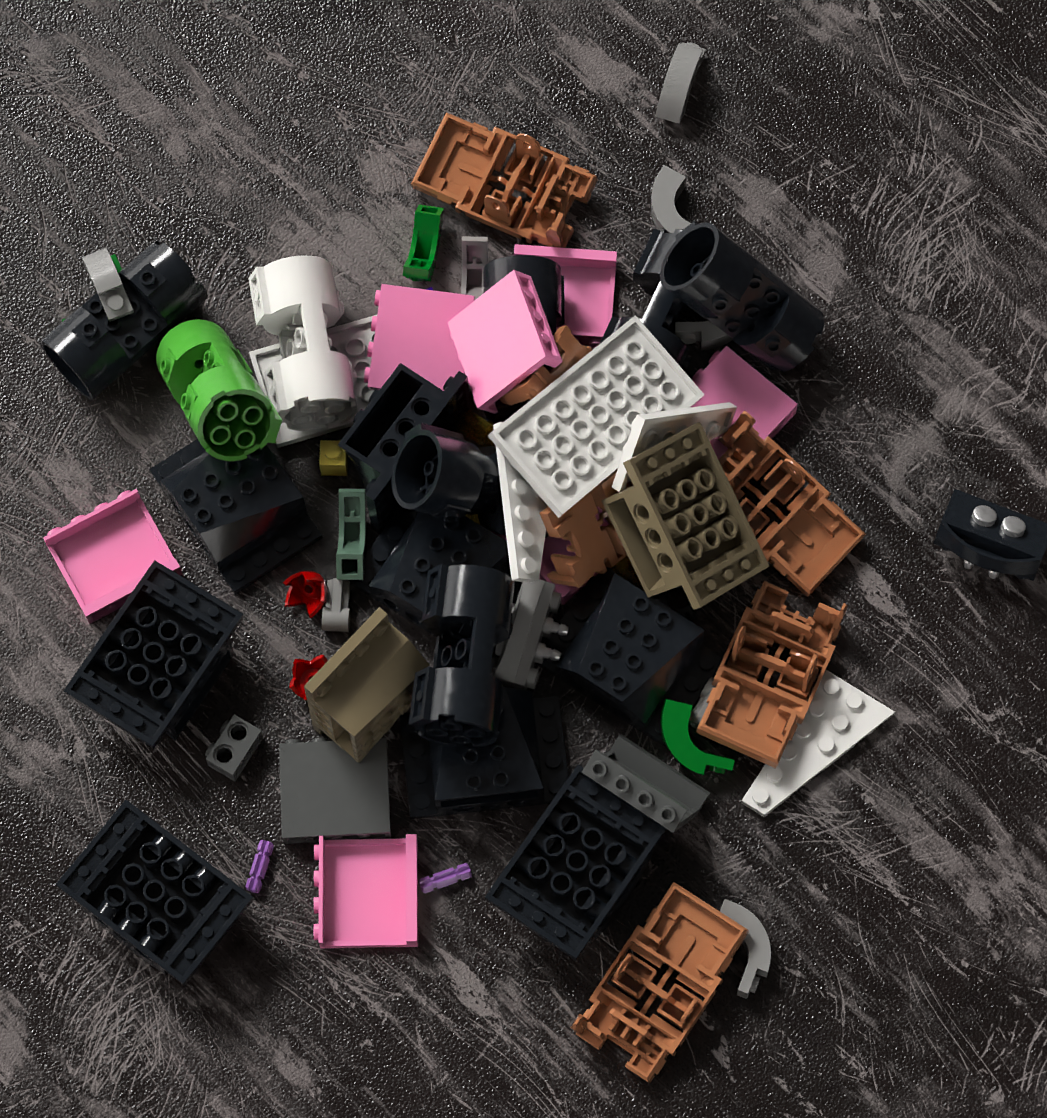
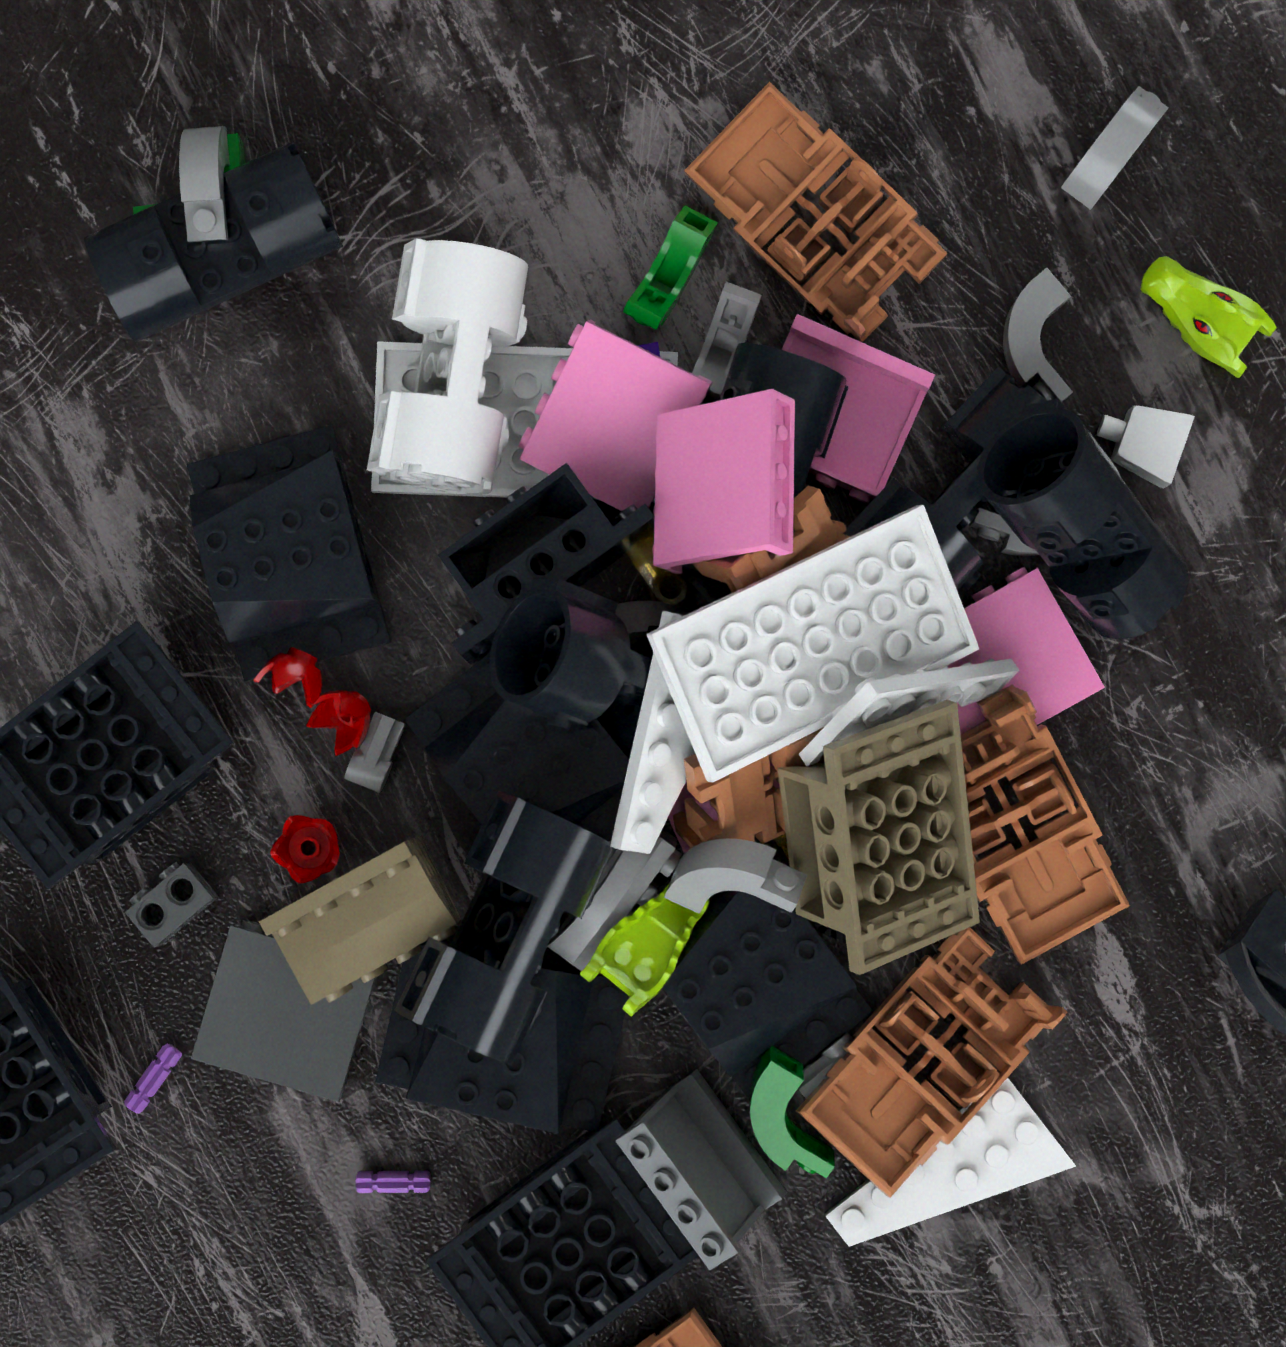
camera: 15 degrees right, 15 degrees up
(108, 553) = (97, 570): bright pink panel -> none
(216, 390) = (299, 431): bright green cylinder -> none
(263, 569) = (292, 668): none -> red piece
(332, 459) = (439, 534): light yellow brick -> none
(352, 534) = (427, 664): sand green arch -> none
(367, 893) = (282, 1166): bright pink panel -> none
(558, 651) = (643, 949): none -> lime animal
(593, 572) = (733, 866): none -> light grey arch
(772, 247) = (1148, 441): none -> white torso
(779, 163) = (1209, 316): none -> lime animal

